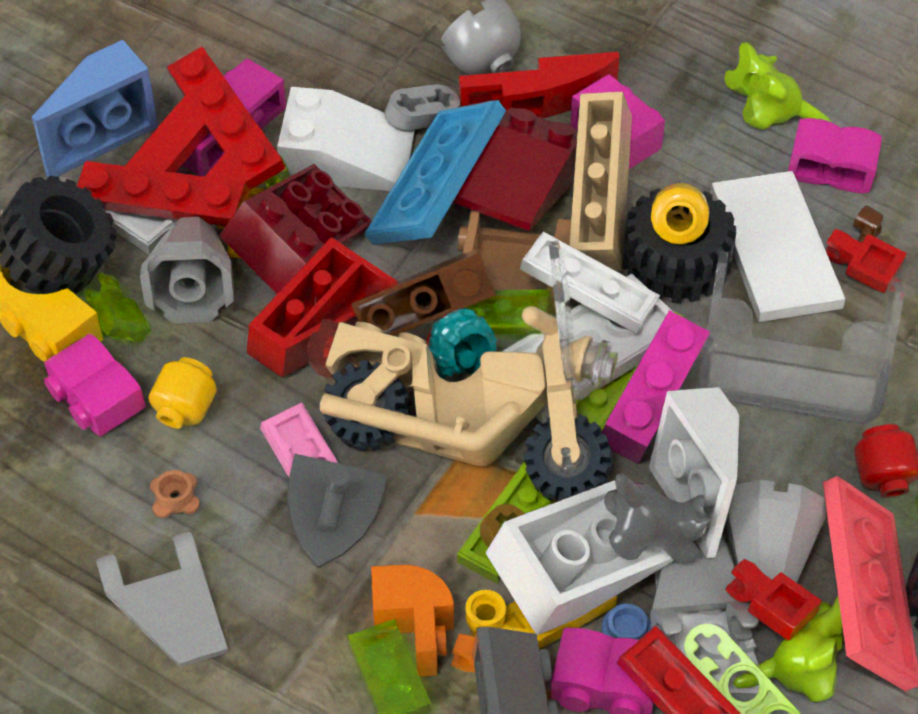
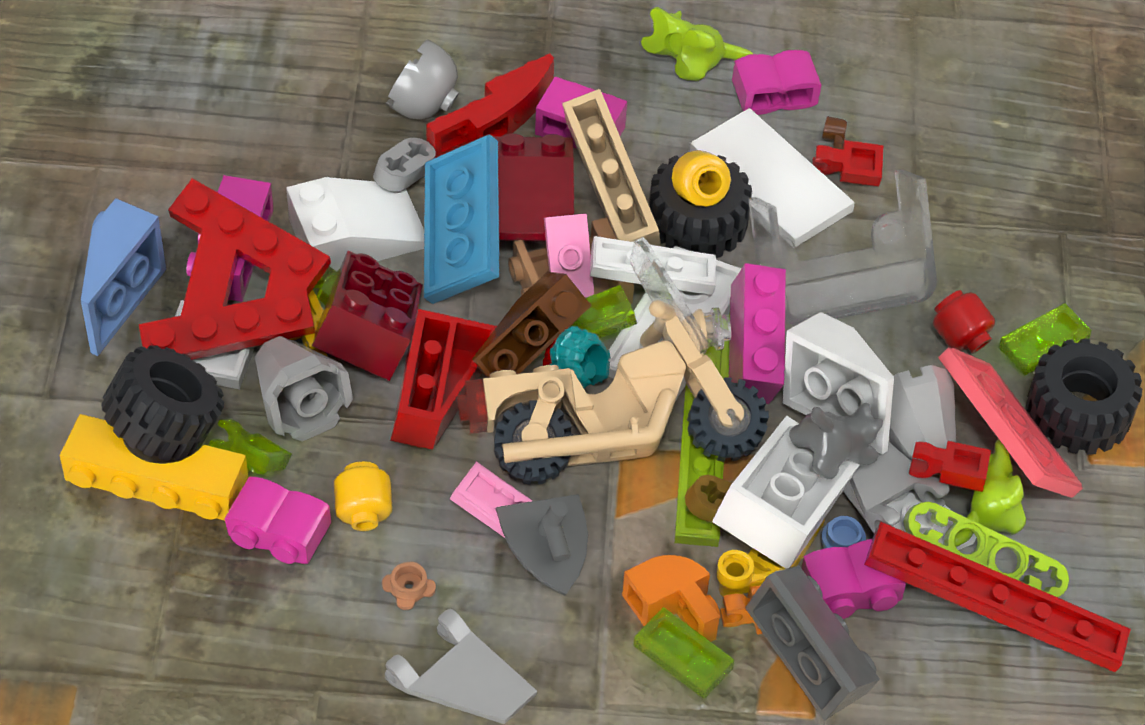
camera: 30 degrees left, 0 degrees up
(514, 234) = (570, 249): none -> bright pink plate

